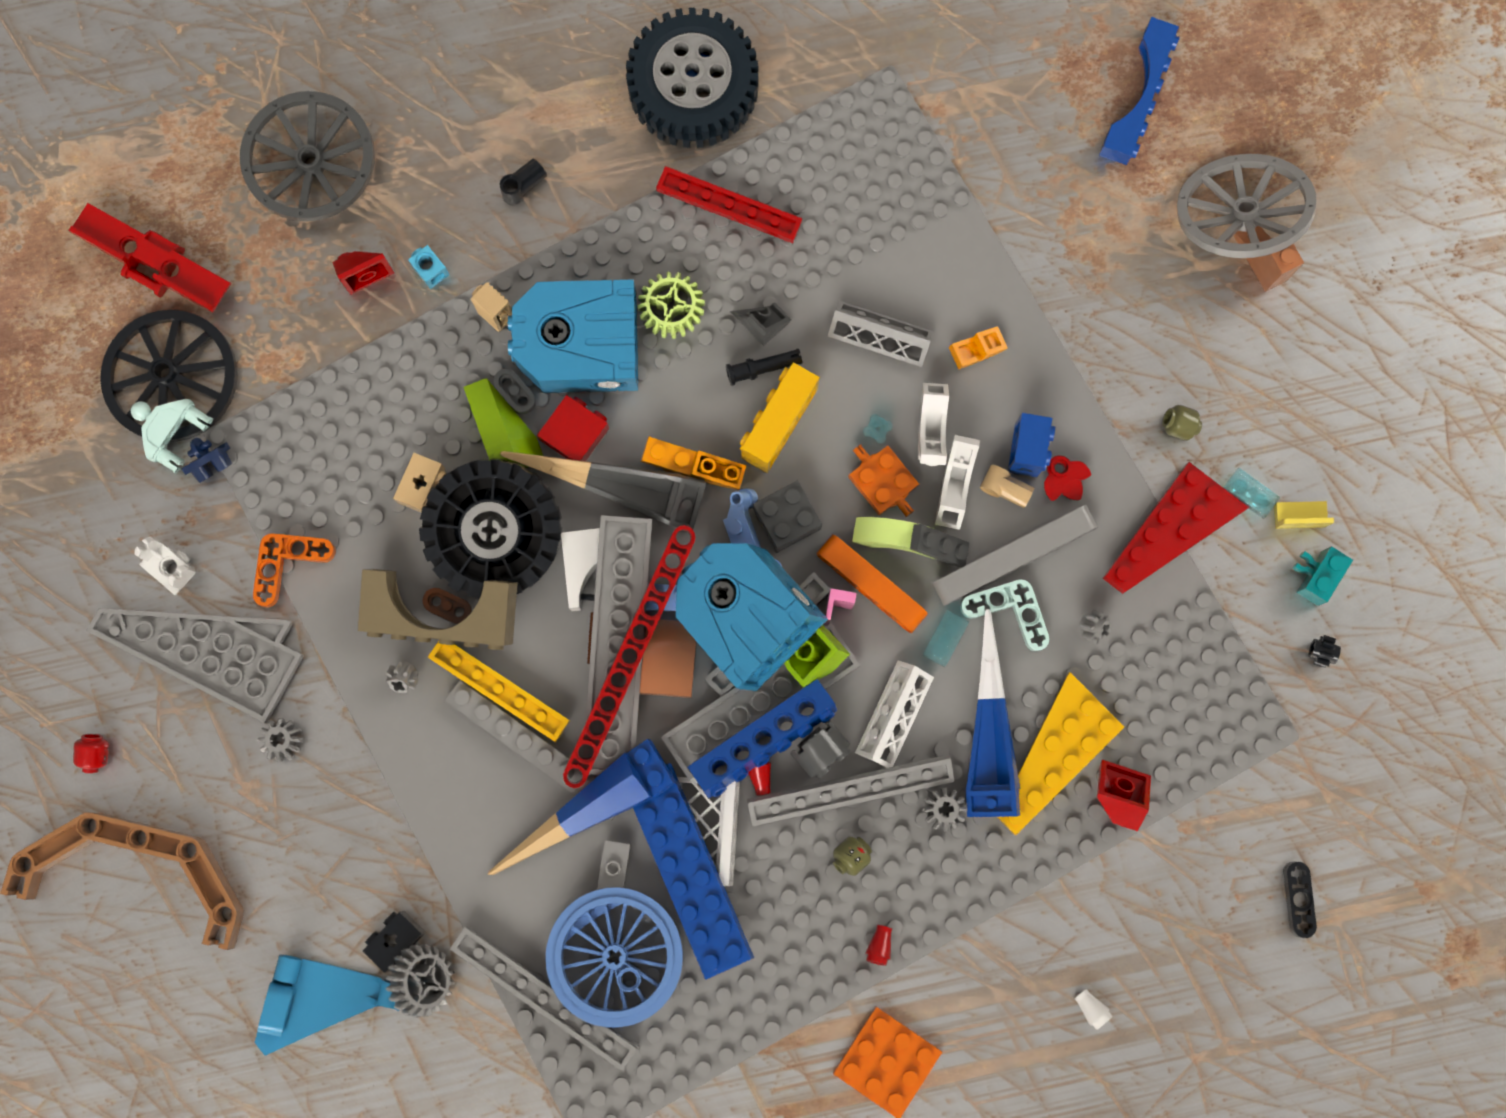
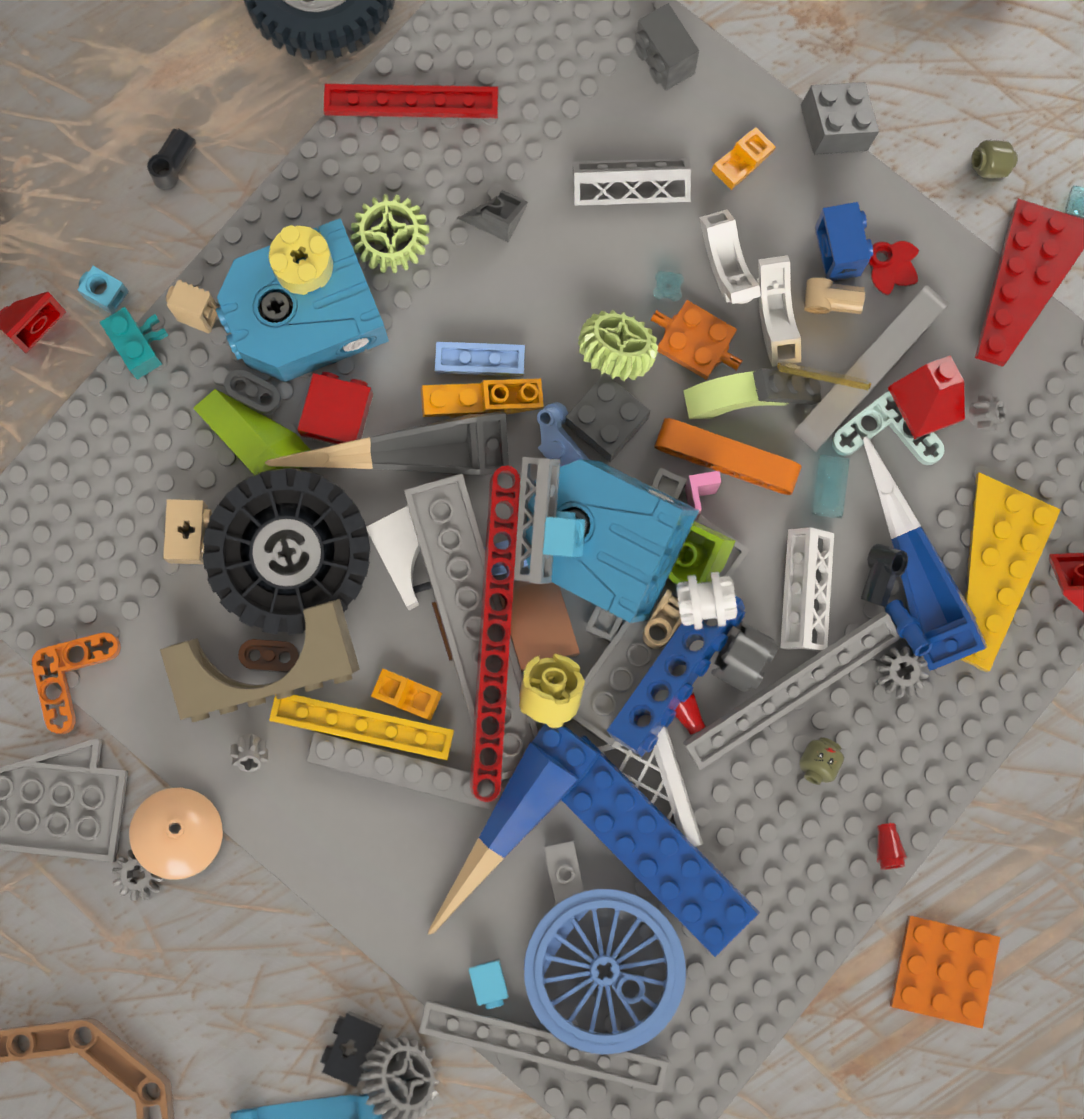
camera: 20 degrees left, 0 degrees up
(321, 736) = (182, 853): none -> light nougat dish
(435, 317) = (133, 341): none -> teal brick
(519, 932) = (489, 984): none -> medium azure brick
(543, 677) = (406, 694): none -> light orange slope
(584, 288) = (293, 244): none -> light yellow brick
(656, 718) = (551, 690): none -> light yellow brick
(699, 579) = (545, 506): none -> light grey fence
(704, 431) = (479, 359): none -> light blue plate
(710, 599) = (564, 535): none -> medium azure brick
(751, 369) = (505, 271): black pin -> none
(771, 695) = (666, 617): none -> tan piece
(779, 418) = (558, 313): yellow brick -> none
(804, 693) = (706, 600): none -> white piece
(816, 462) = (617, 345): none -> yellowish green gear
(948, 236) = (666, 47): none -> dark grey brick
(962, 776) = (908, 628): none -> blue pin
(964, 719) = (885, 566): none -> black piece
(971, 548) = (824, 375): none -> clear yellow piece
(1053, 597) = (930, 397): none -> red slope
(1067, 343) = (839, 118): none -> dark grey brick

